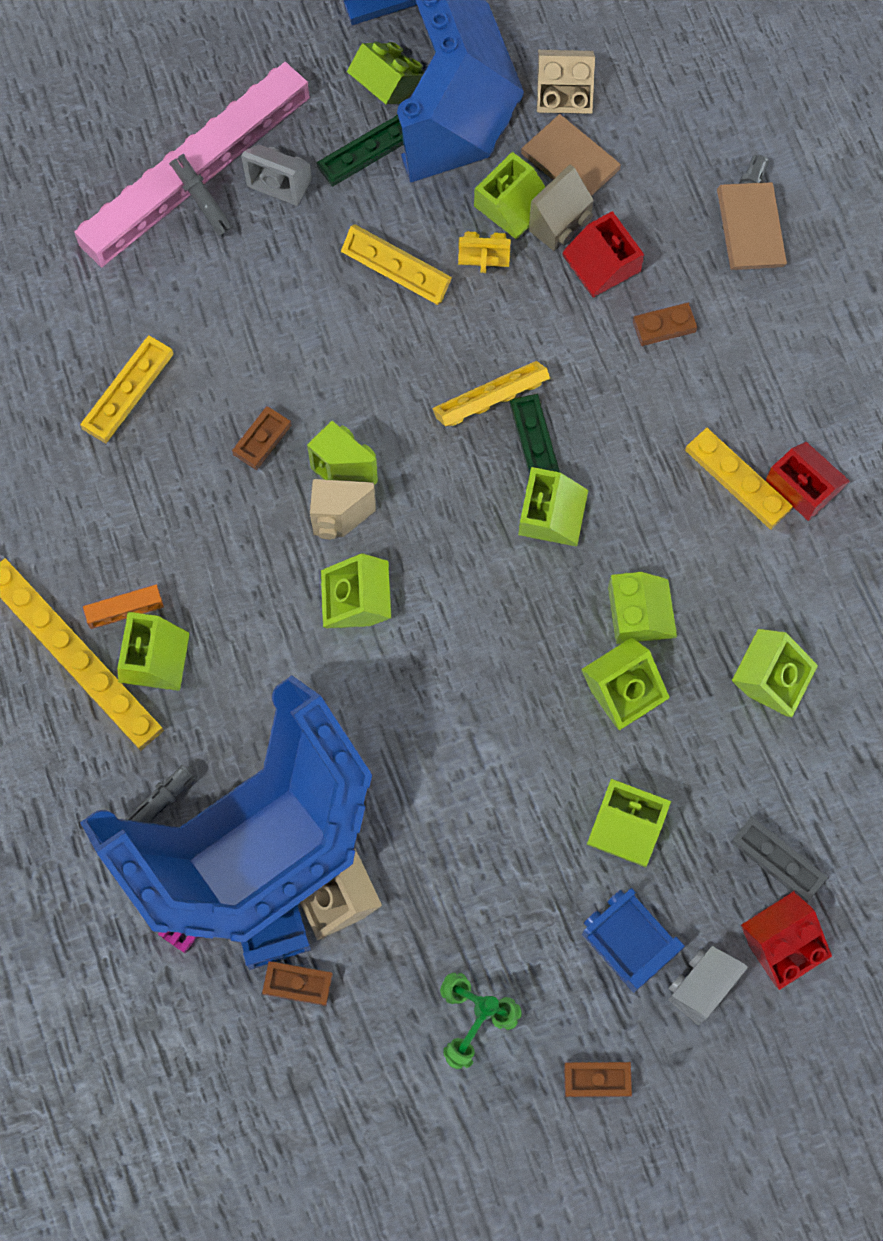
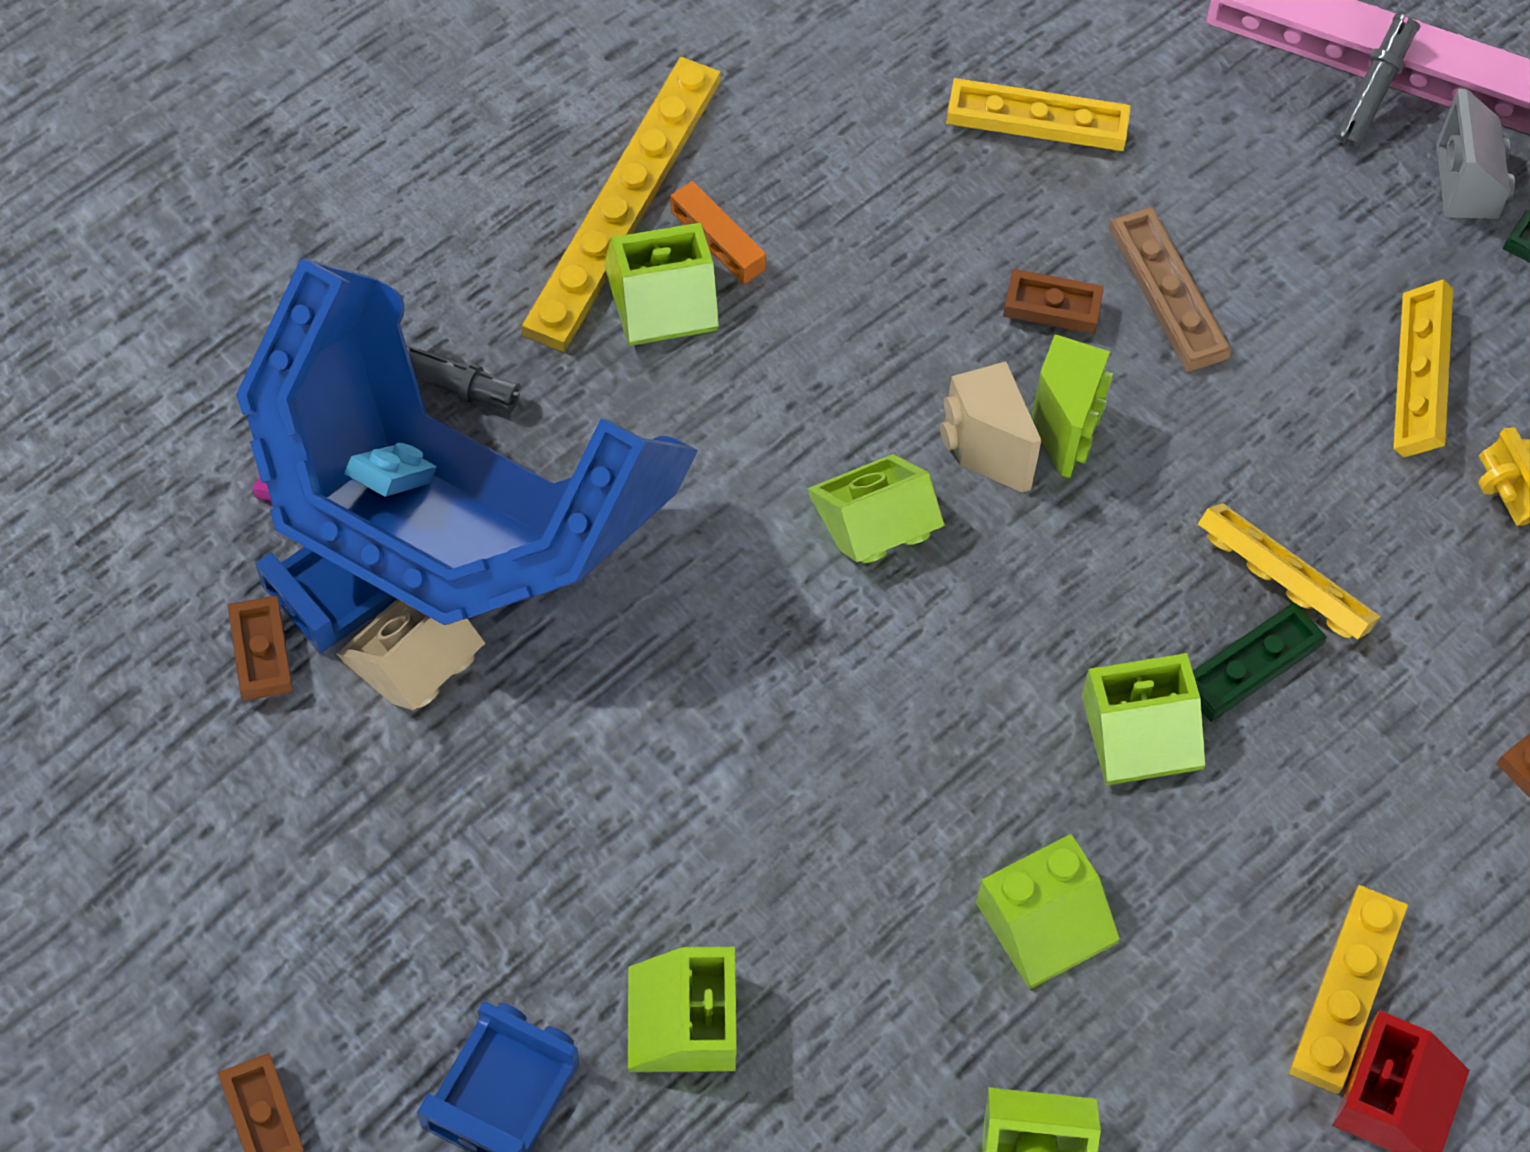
camera: 65 degrees right, 10 degrees down
(219, 860) = (391, 469): none -> medium azure plate
(279, 372) = (1169, 289): none -> medium nougat tile
(502, 1012) = (315, 939): bright green plant -> none
(626, 682) = (911, 931): lime slope -> none

